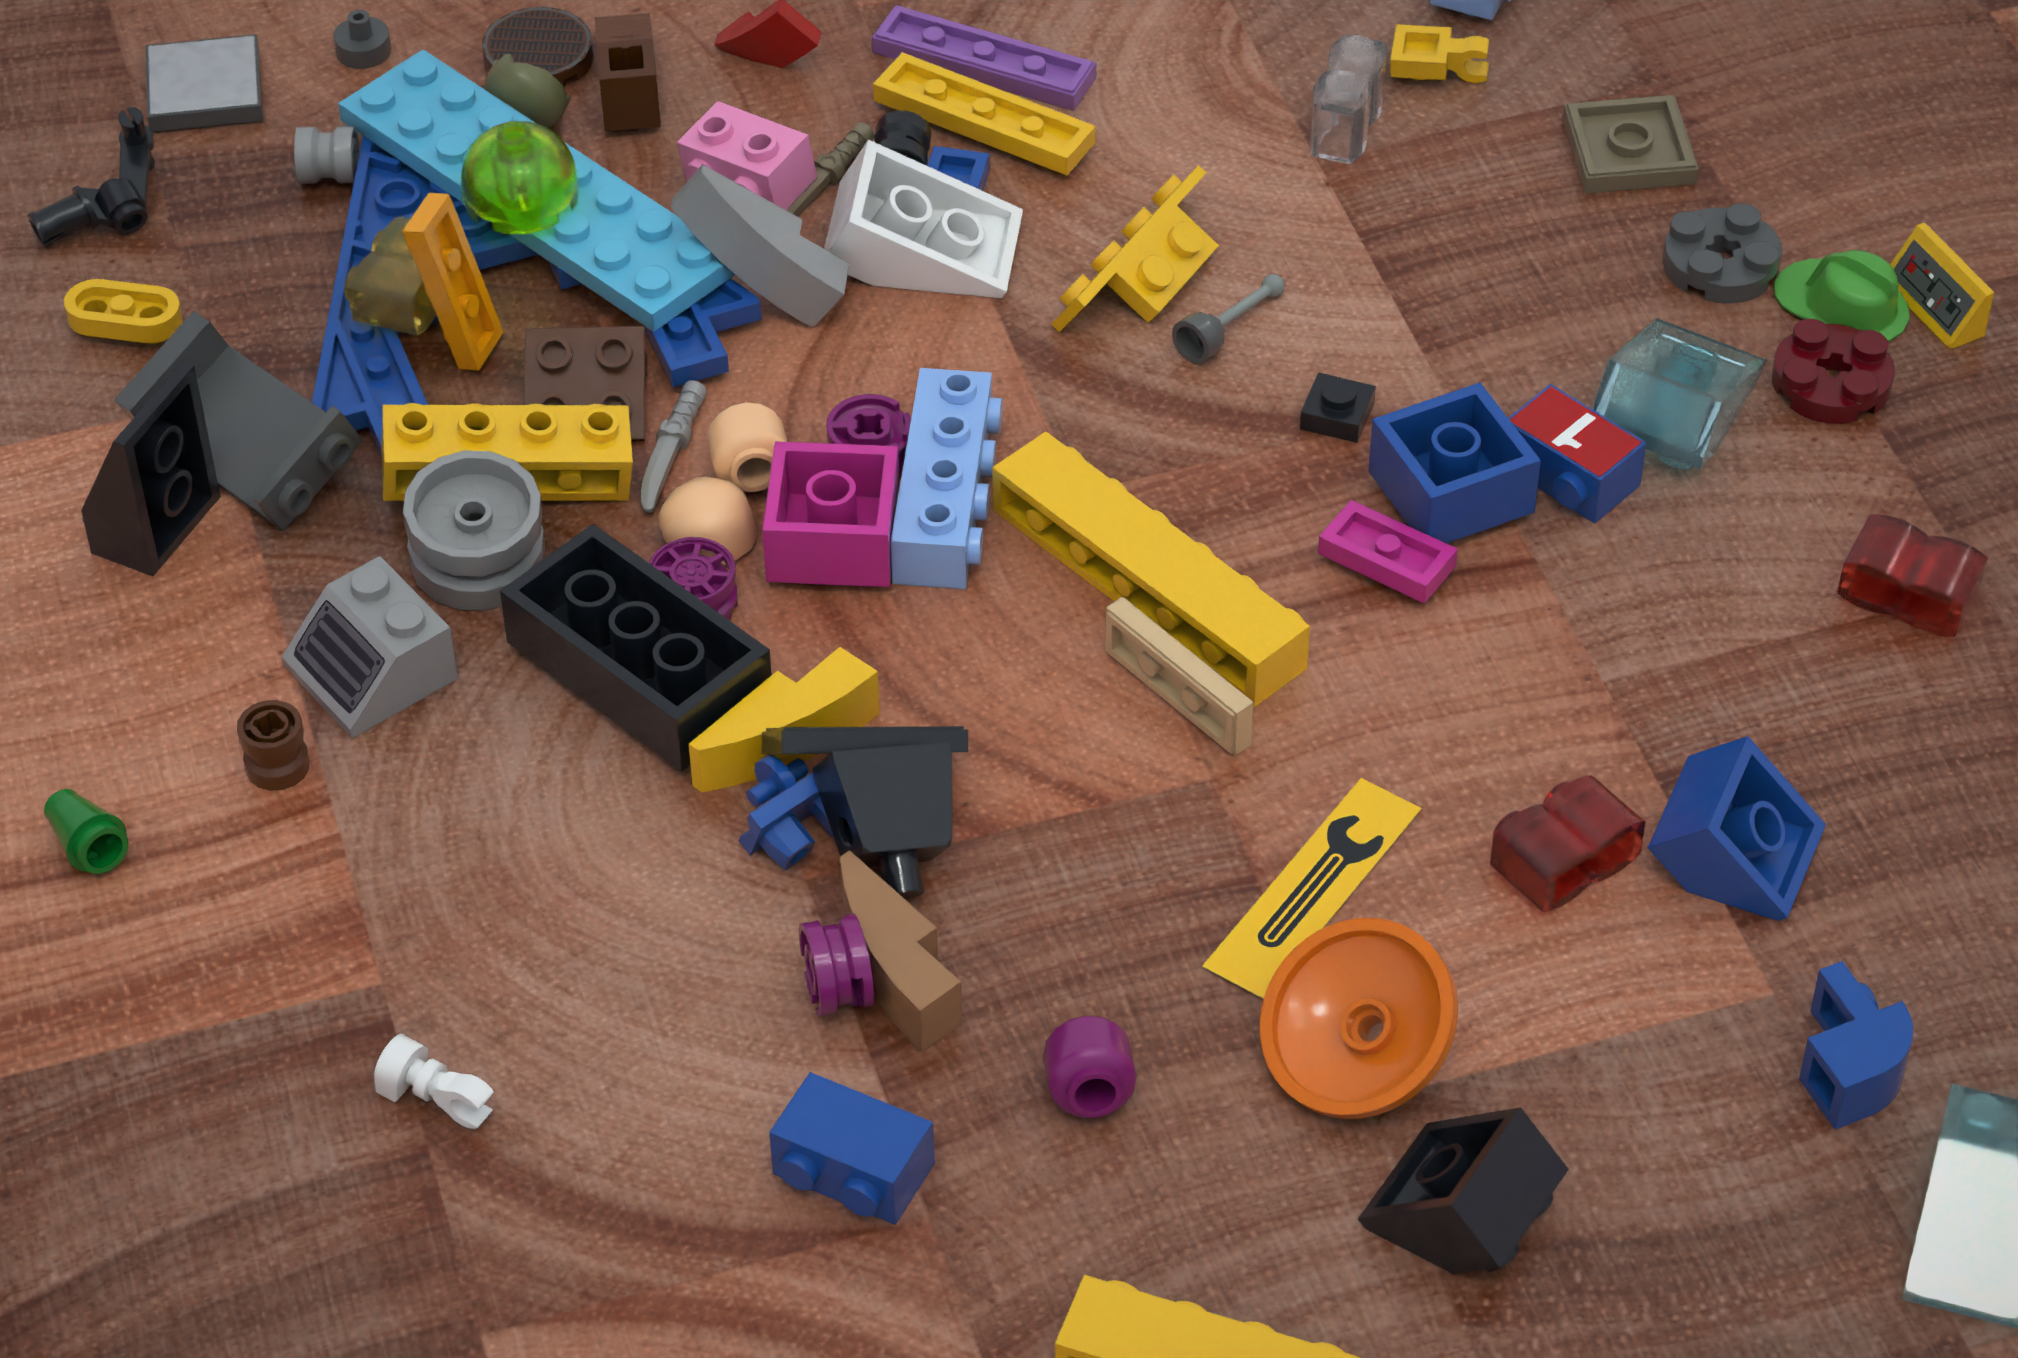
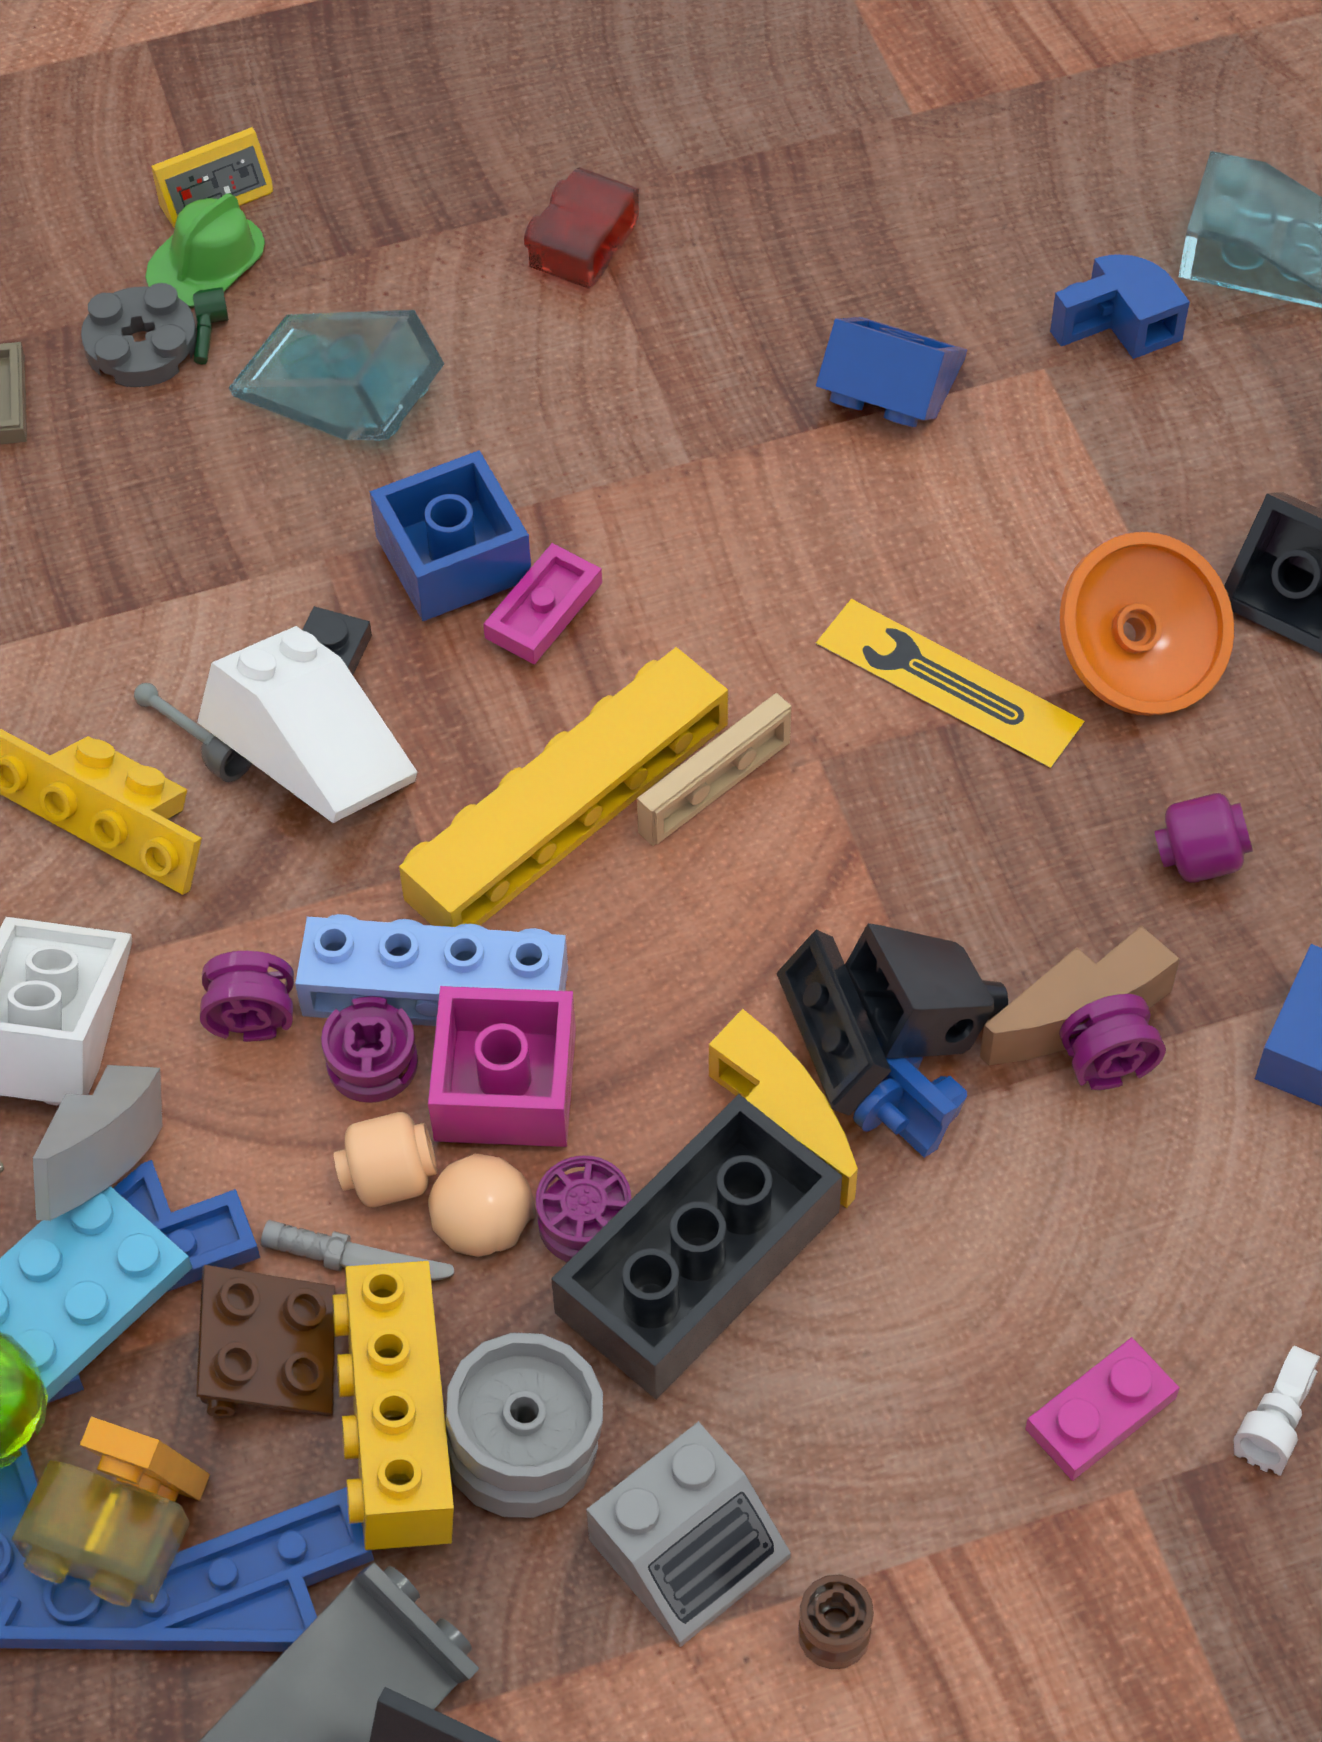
camera: 90 degrees left, 10 degrees up
(458, 956) = (1102, 1408): none -> dark pink plate
(912, 338) = (246, 996): none -> magenta wheel
(1211, 370) = (304, 723): none -> white slope
(1566, 842) = (910, 482): clear red brick -> none
(1583, 455) = (419, 438): brick -> none
(1760, 295) = (209, 308): none -> dark green hand
(1858, 355) = (302, 243): dark red plate -> none

